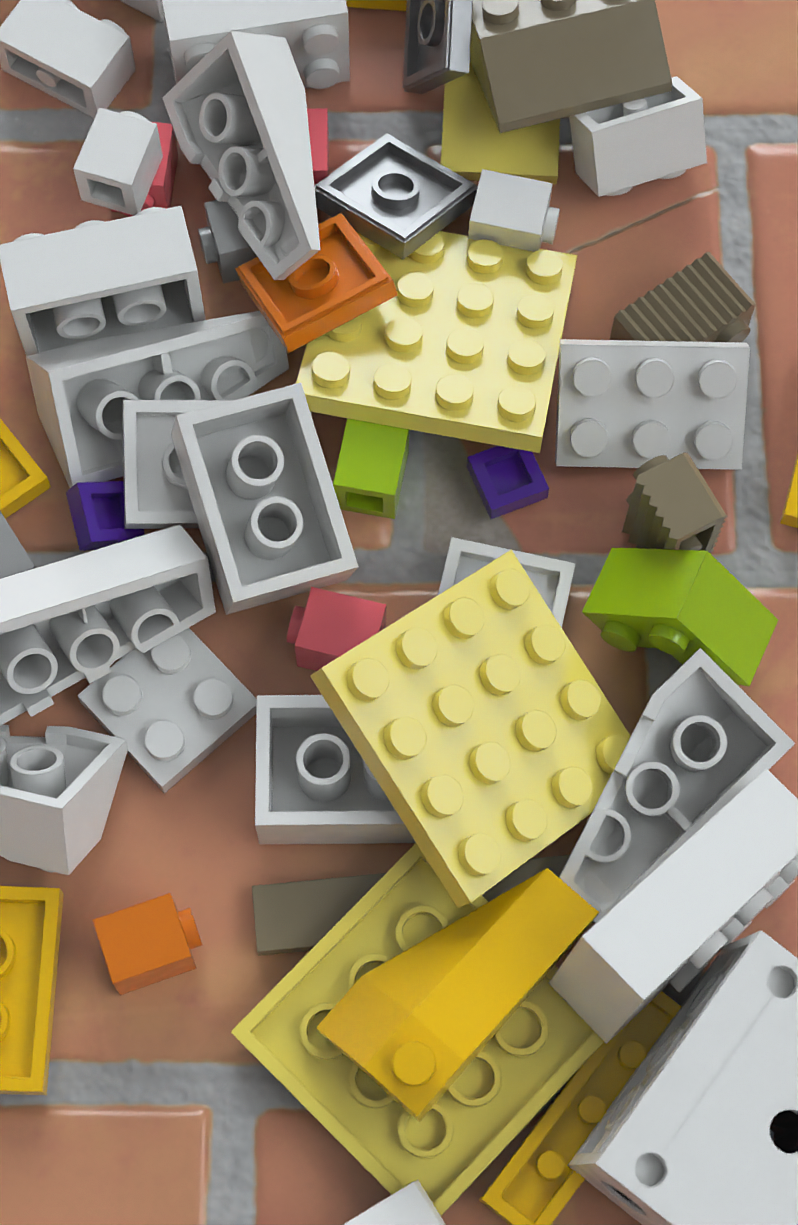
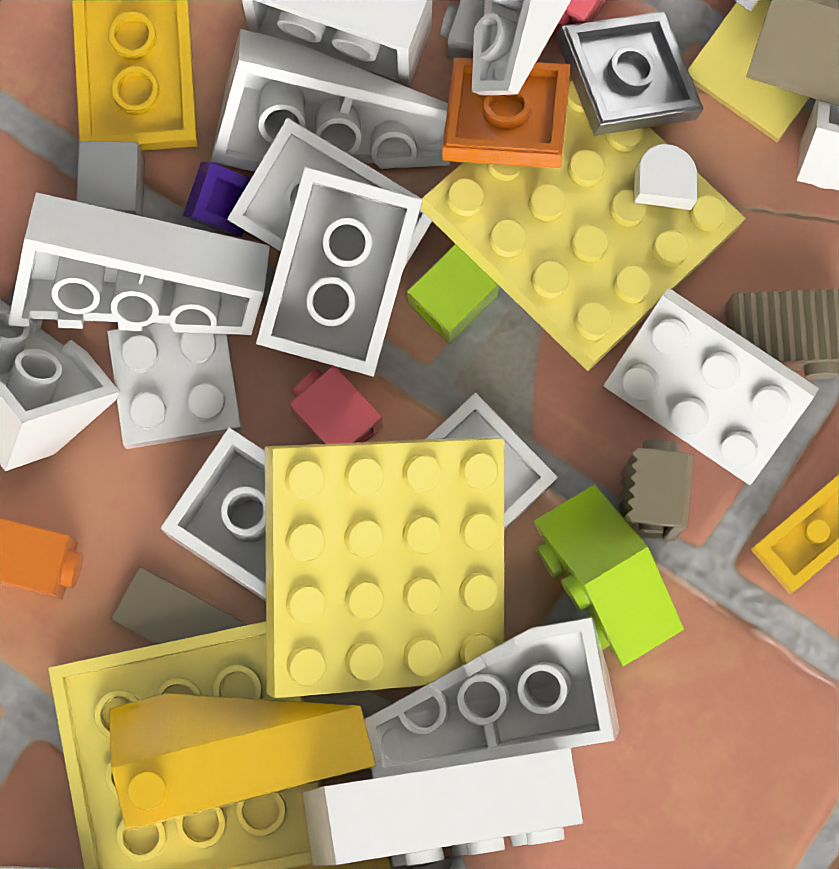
camera: 35 degrees right, 10 degrees up
(491, 255) = (666, 178): none -> white tile
(507, 479) = (553, 373): dark purple plate -> none
(513, 211) = (718, 148): white brick -> none

